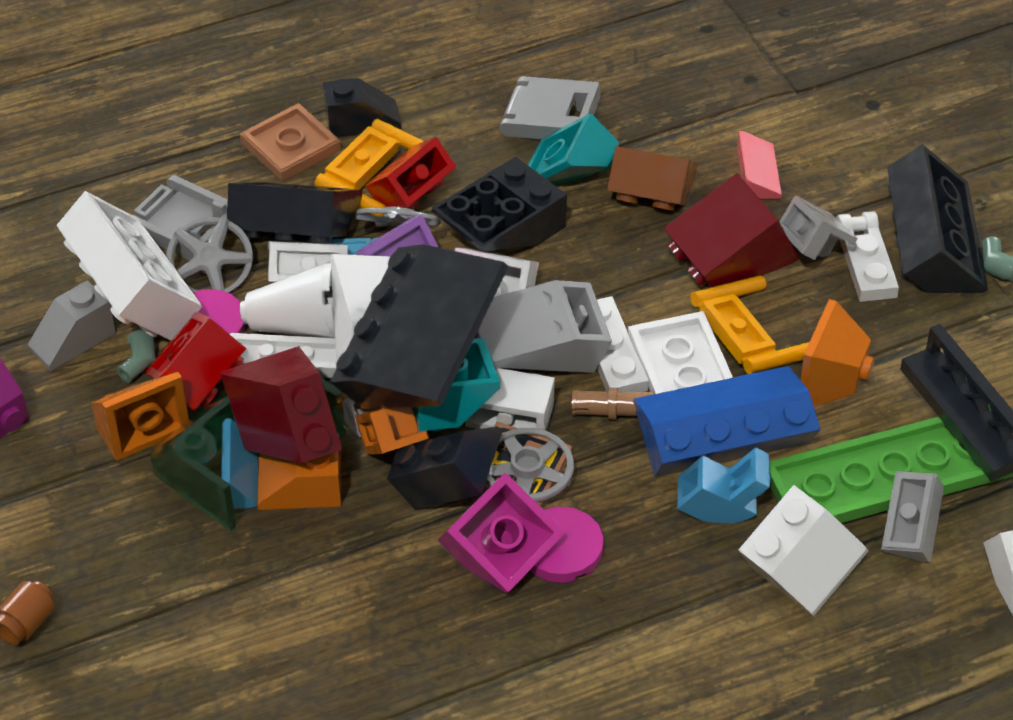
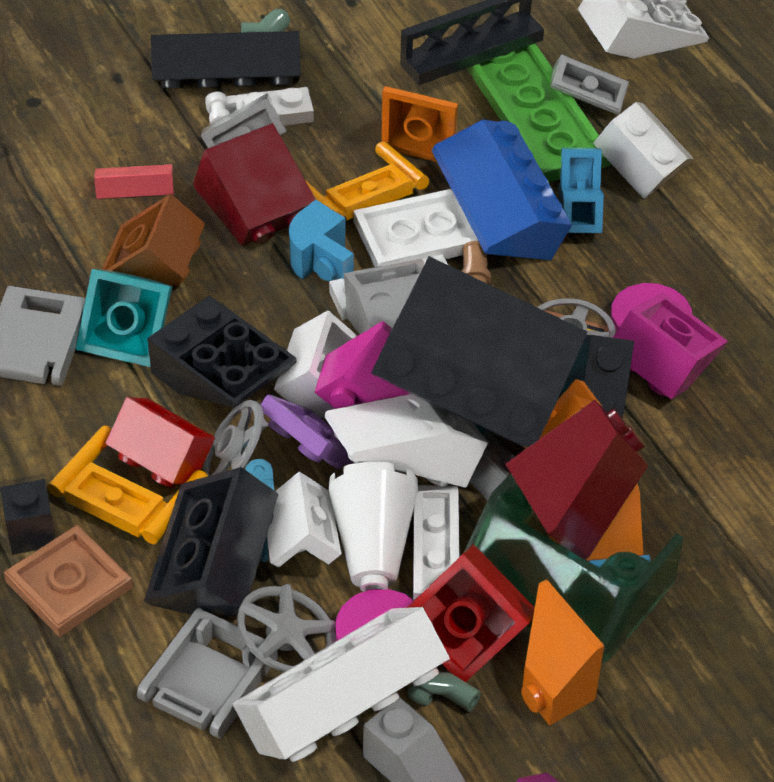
camera: 95 degrees left, 0 degrees up
(657, 281) = (319, 243): none -> dark azure brick

